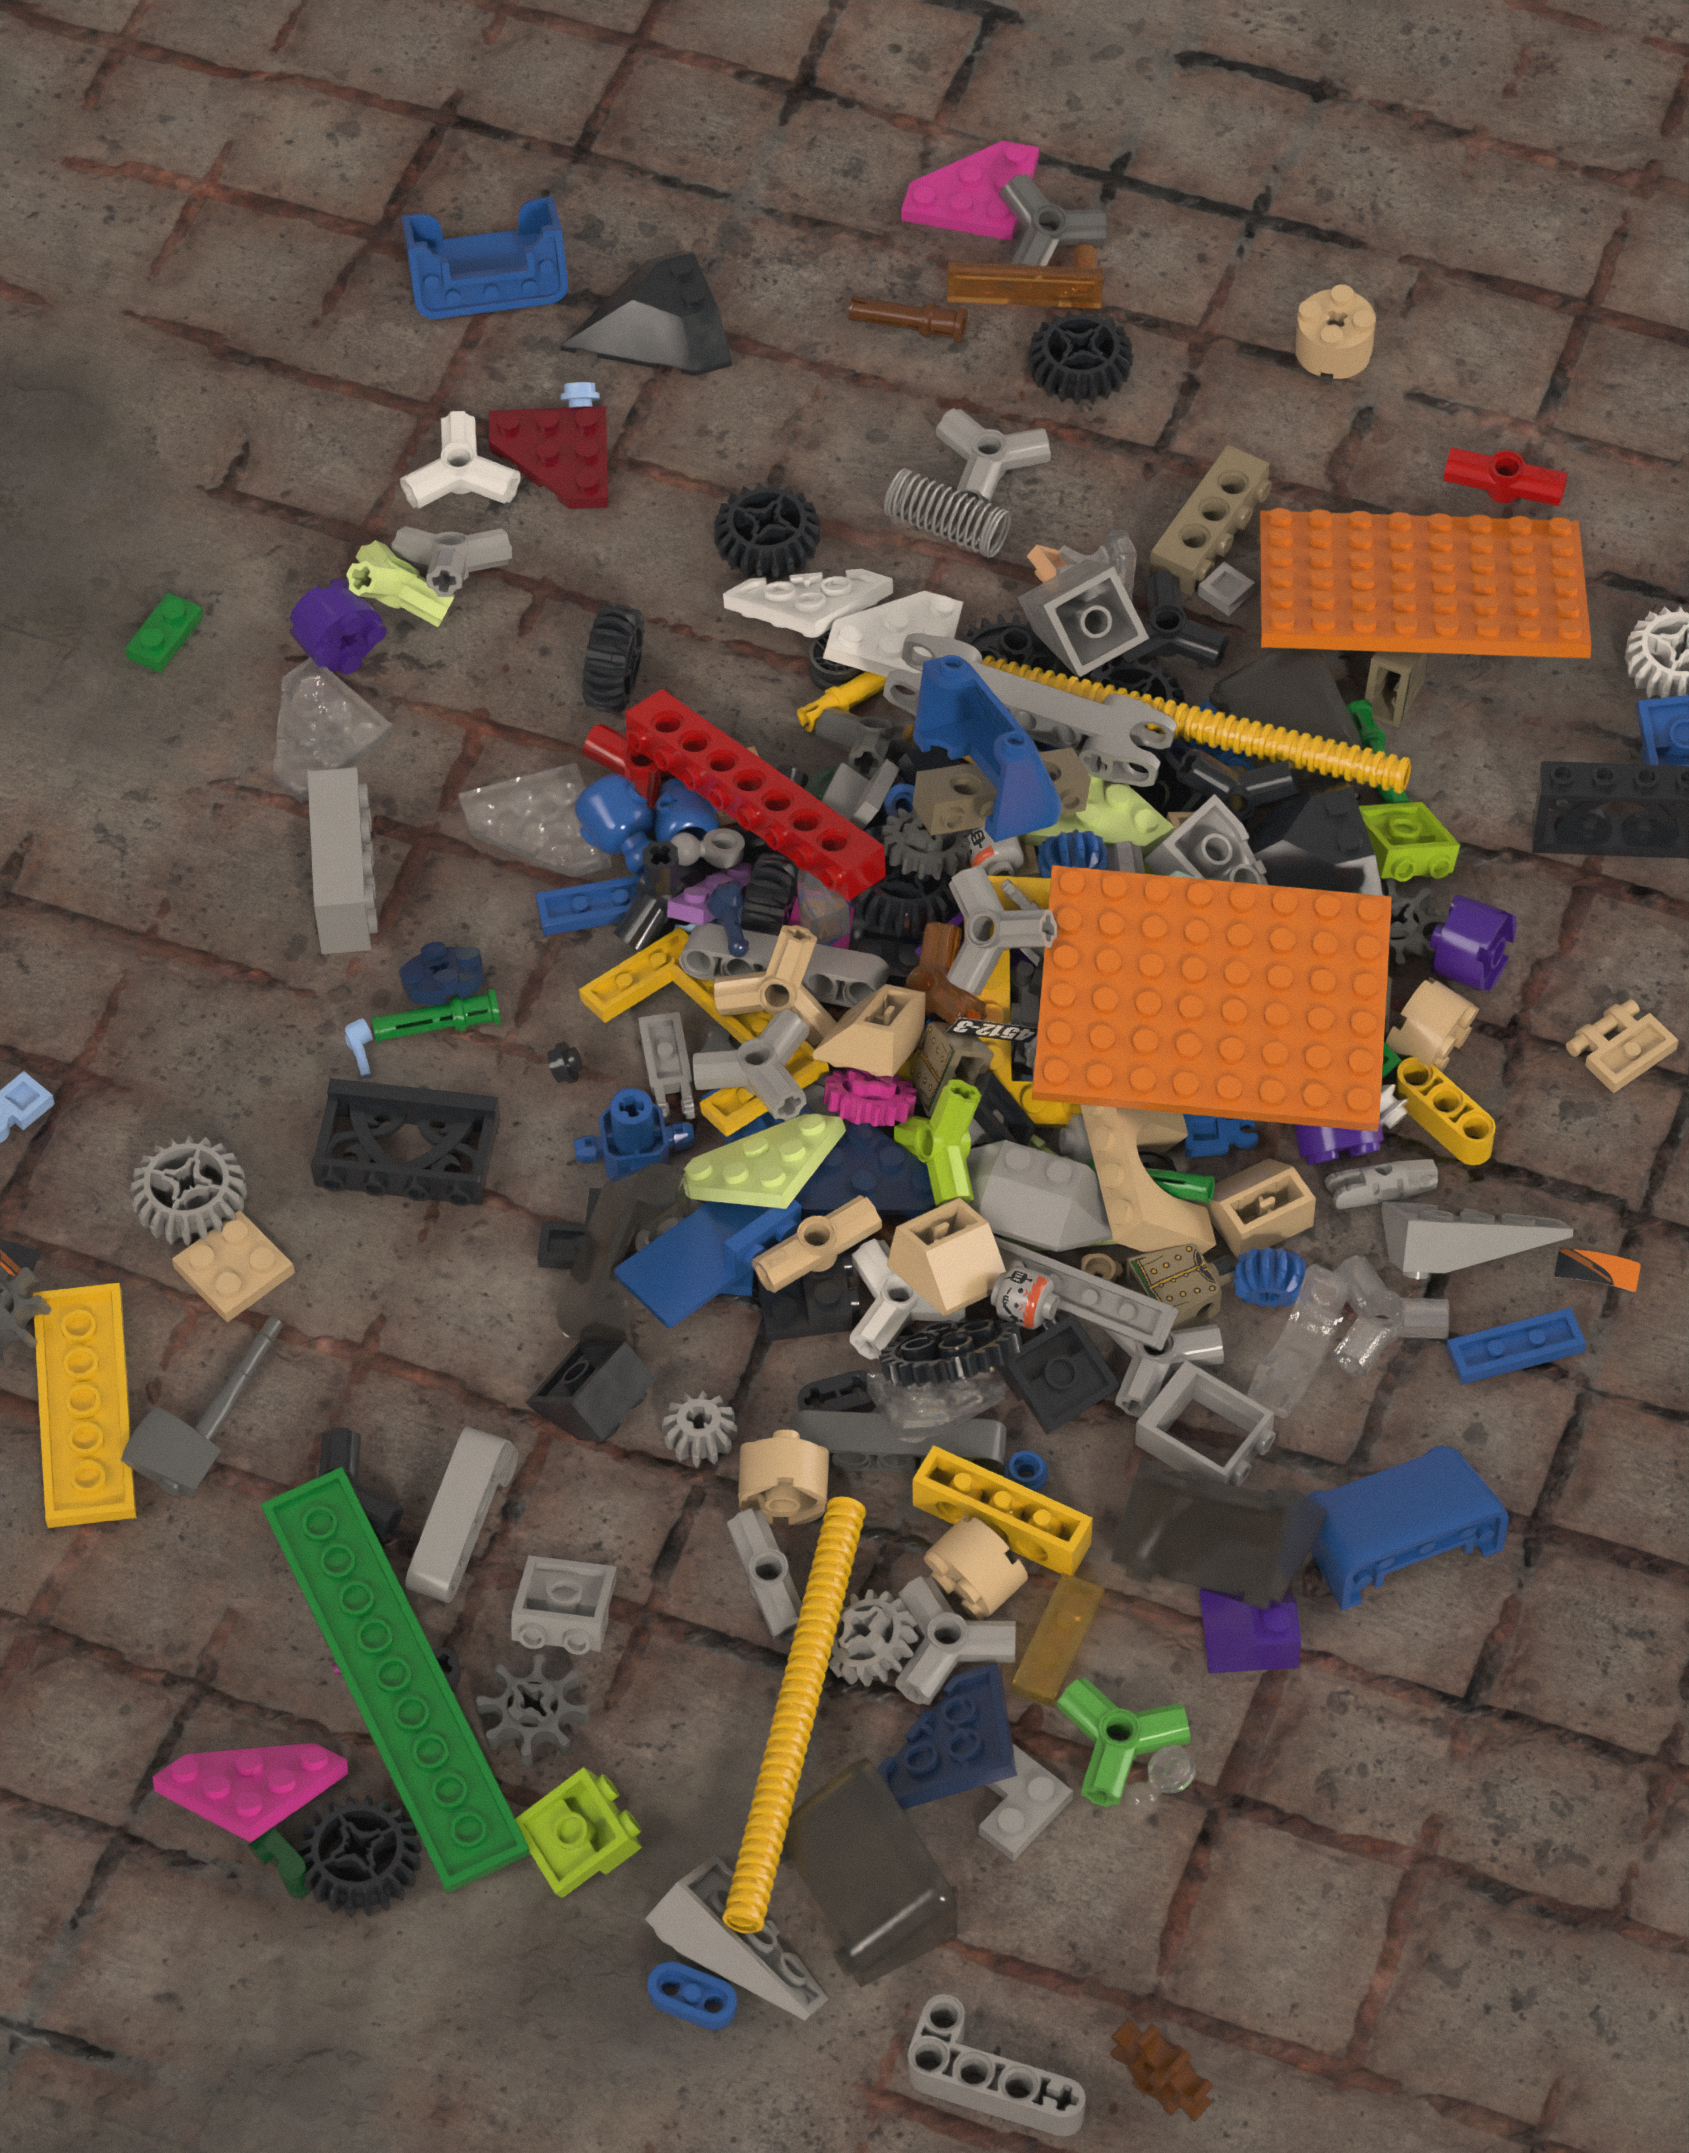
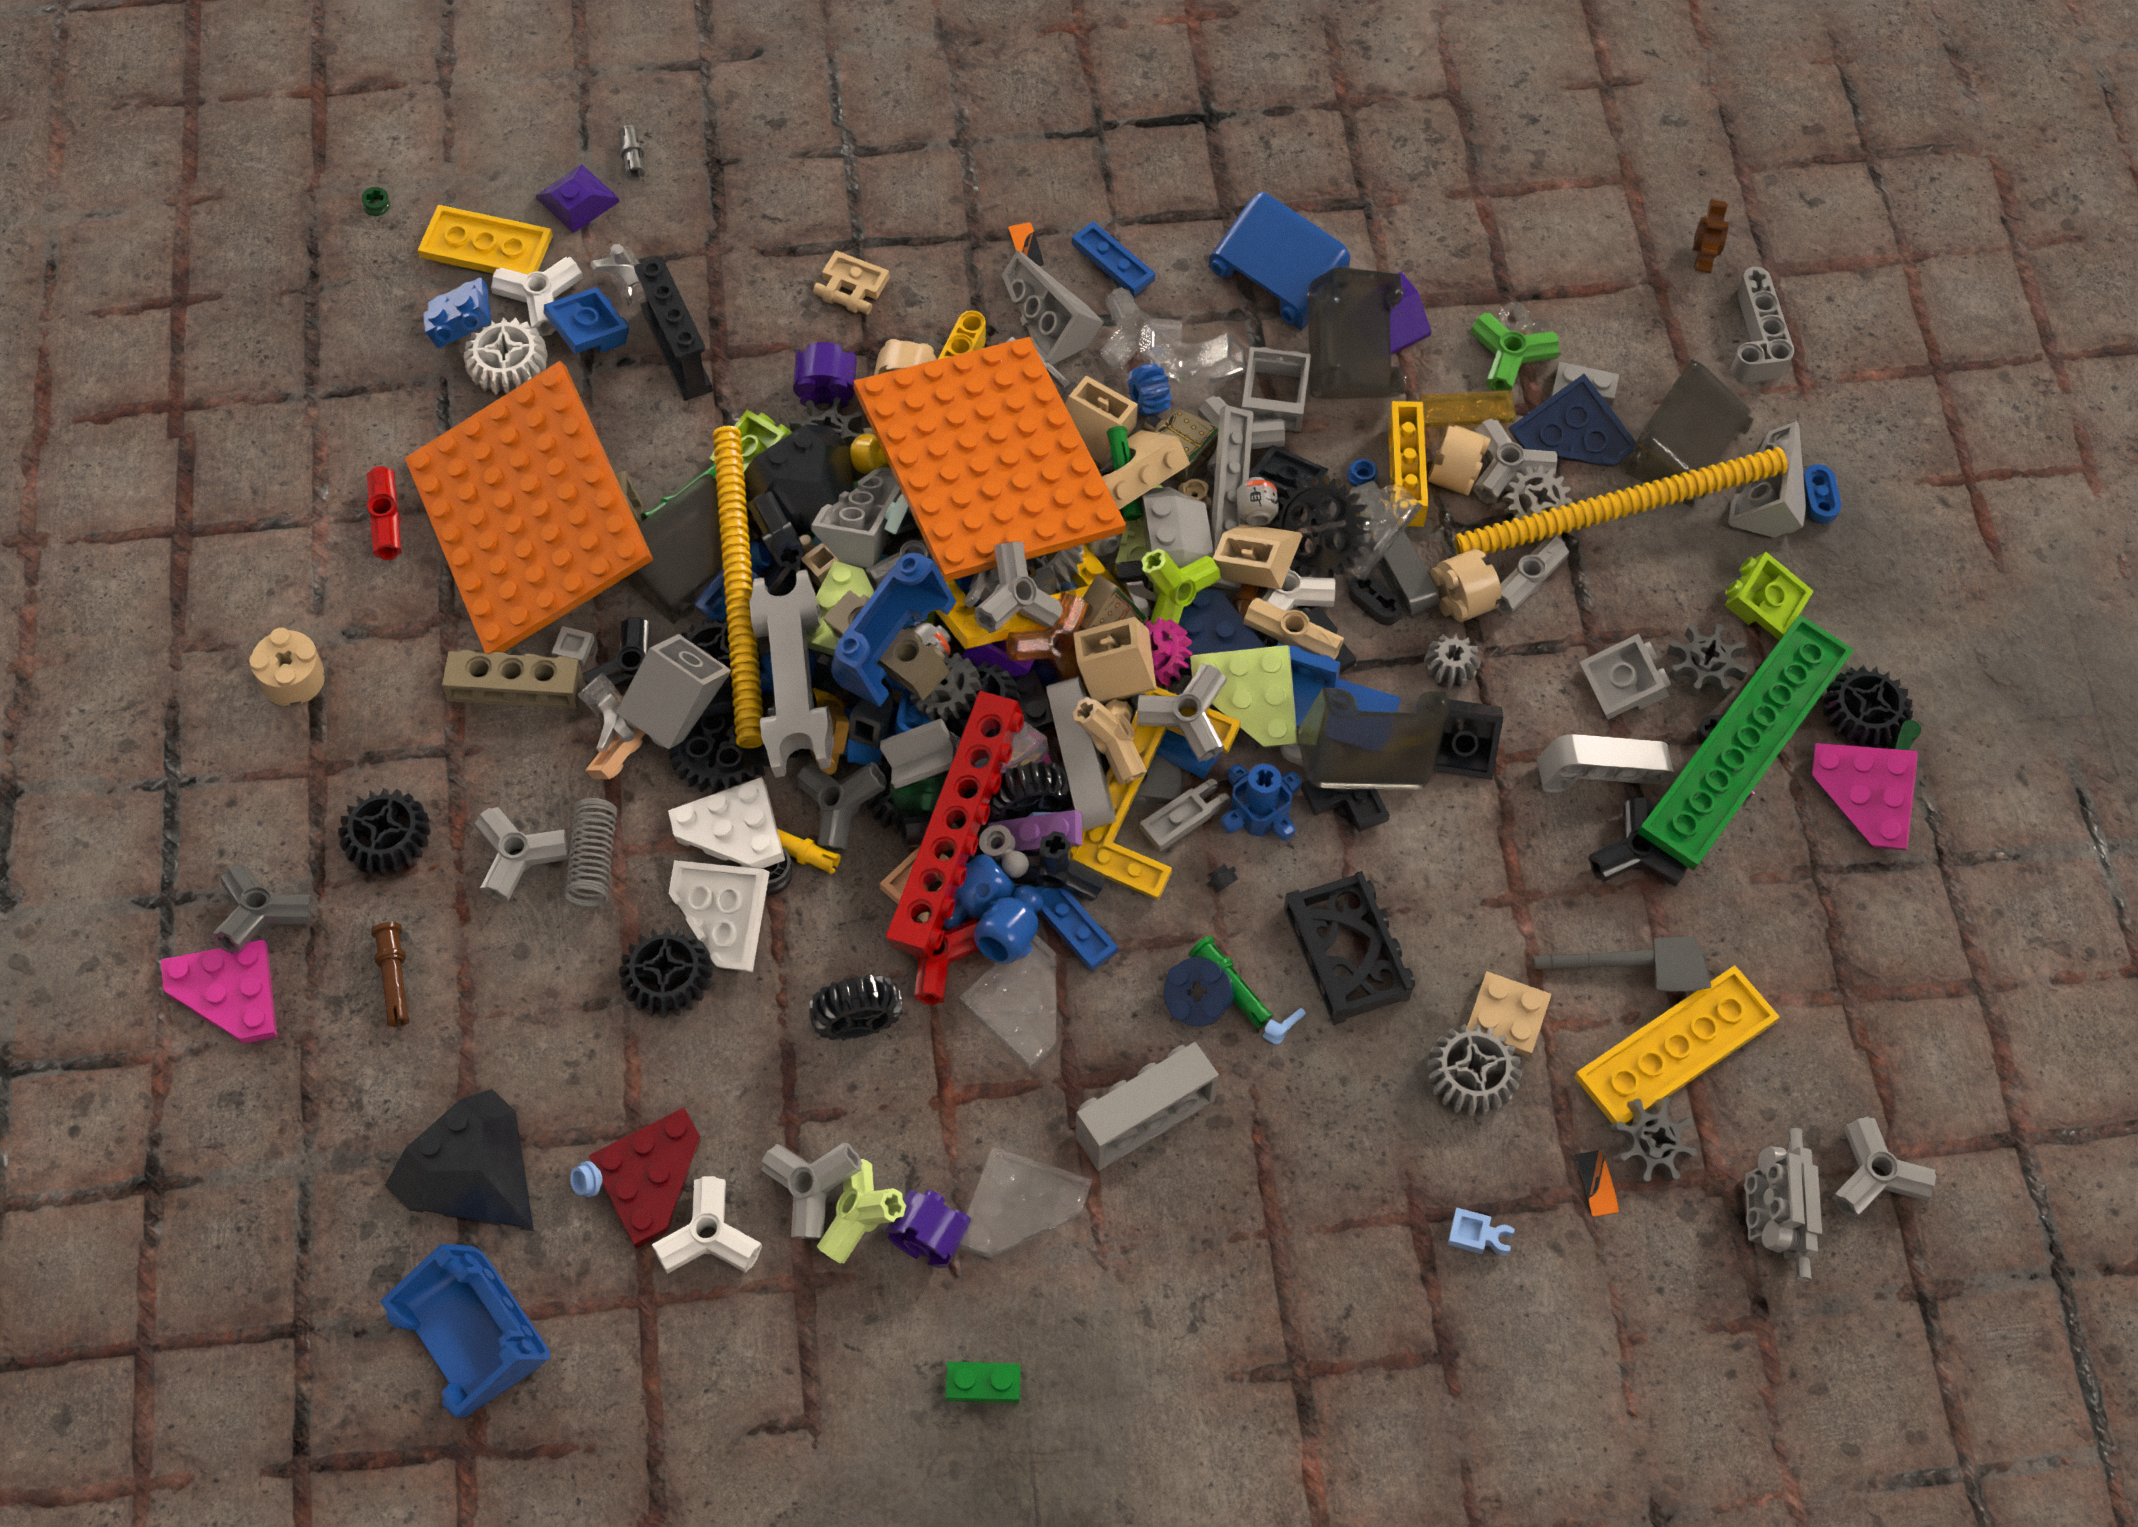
camera: 120 degrees left, 5 degrees up
(724, 905) = (1061, 800): dark blue piece -> none
(993, 1030) = (1074, 586): sticker -> none
(1028, 284) = (310, 865): clear orange piece -> none

